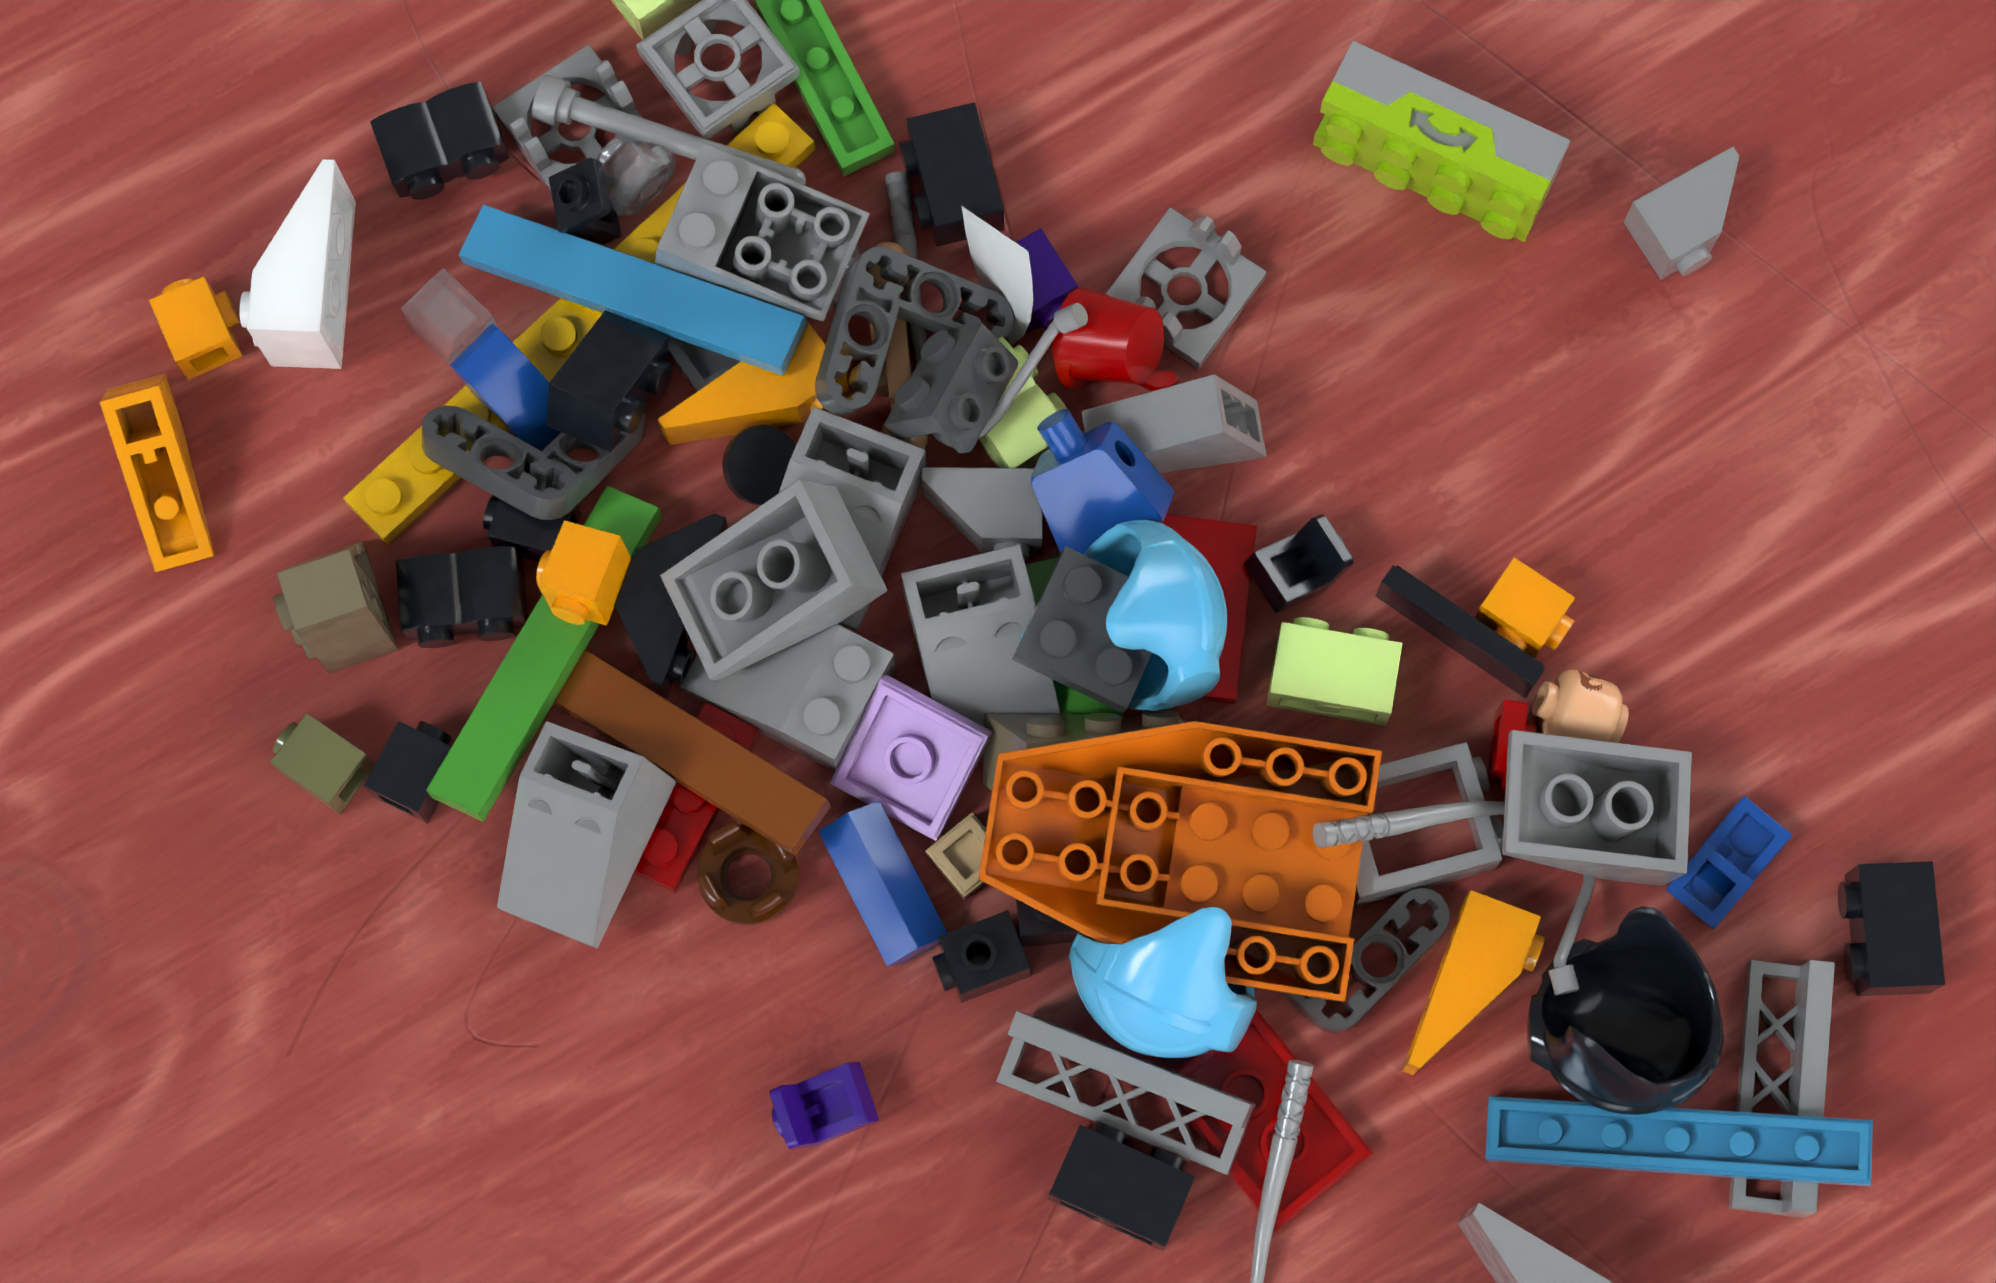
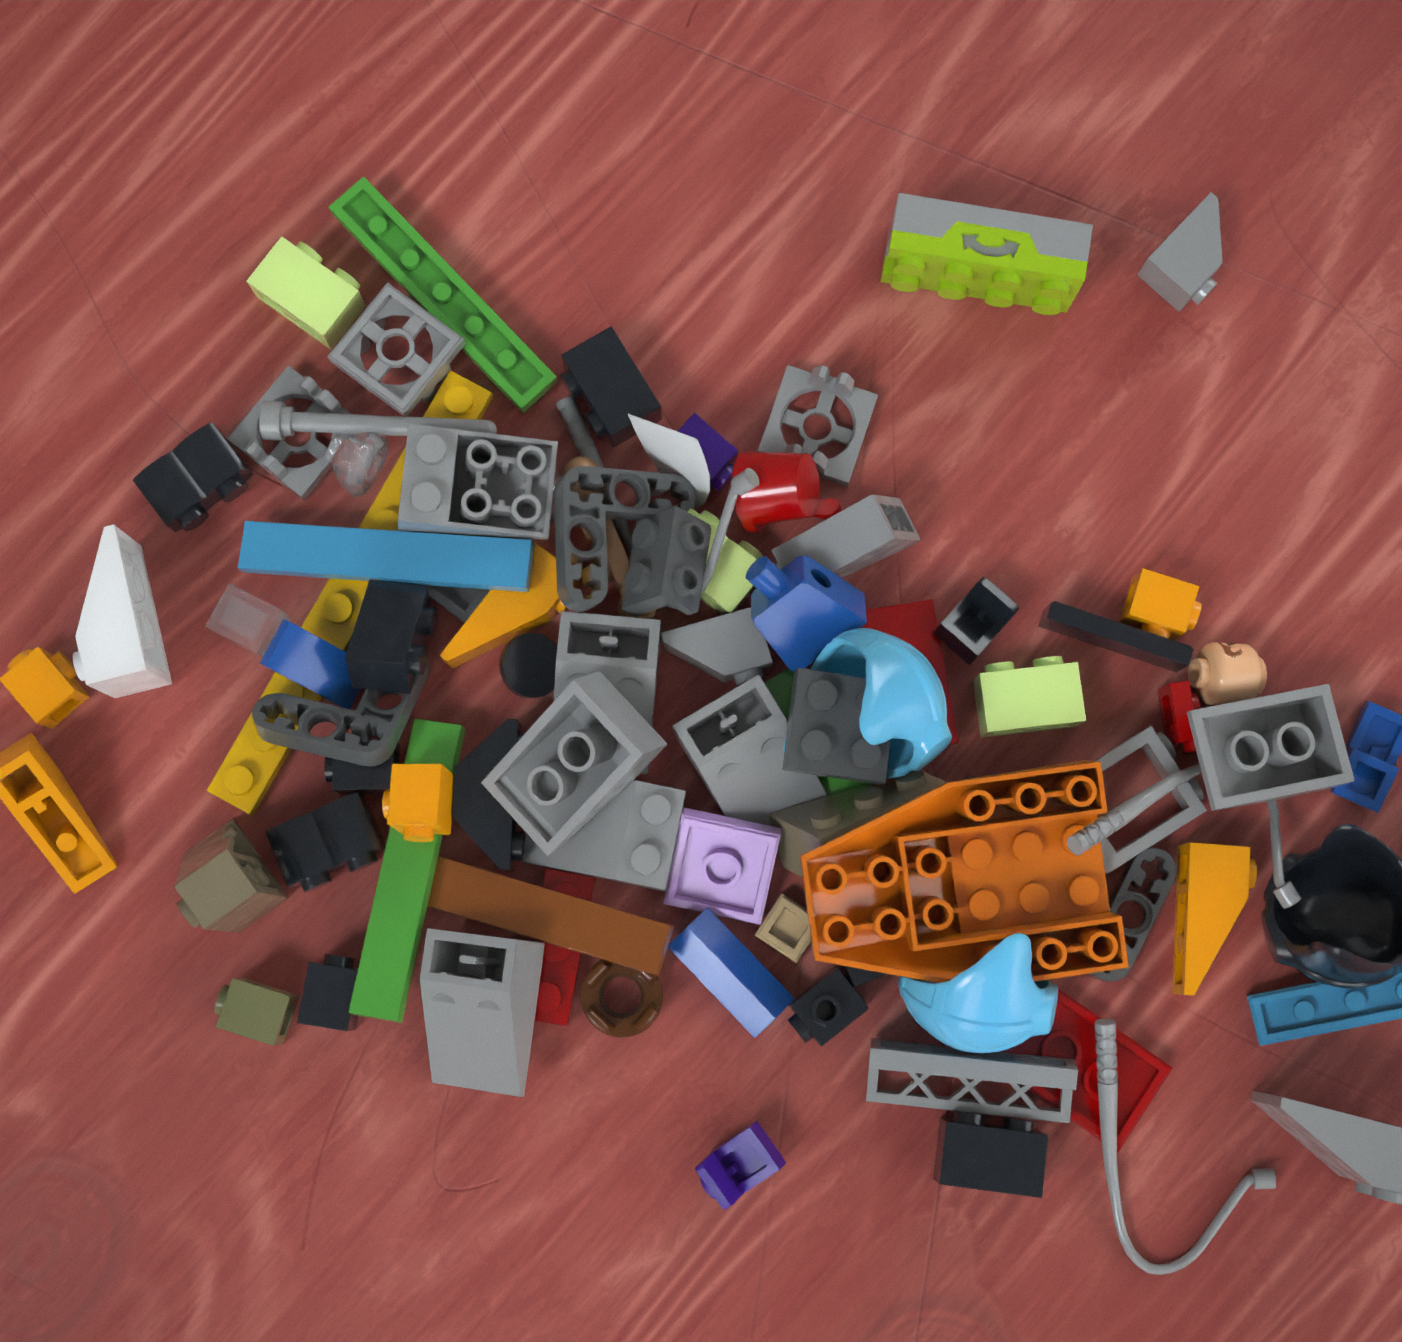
camera: 20 degrees left, 5 degrees up
(583, 203) = (325, 497): black bracket -> none

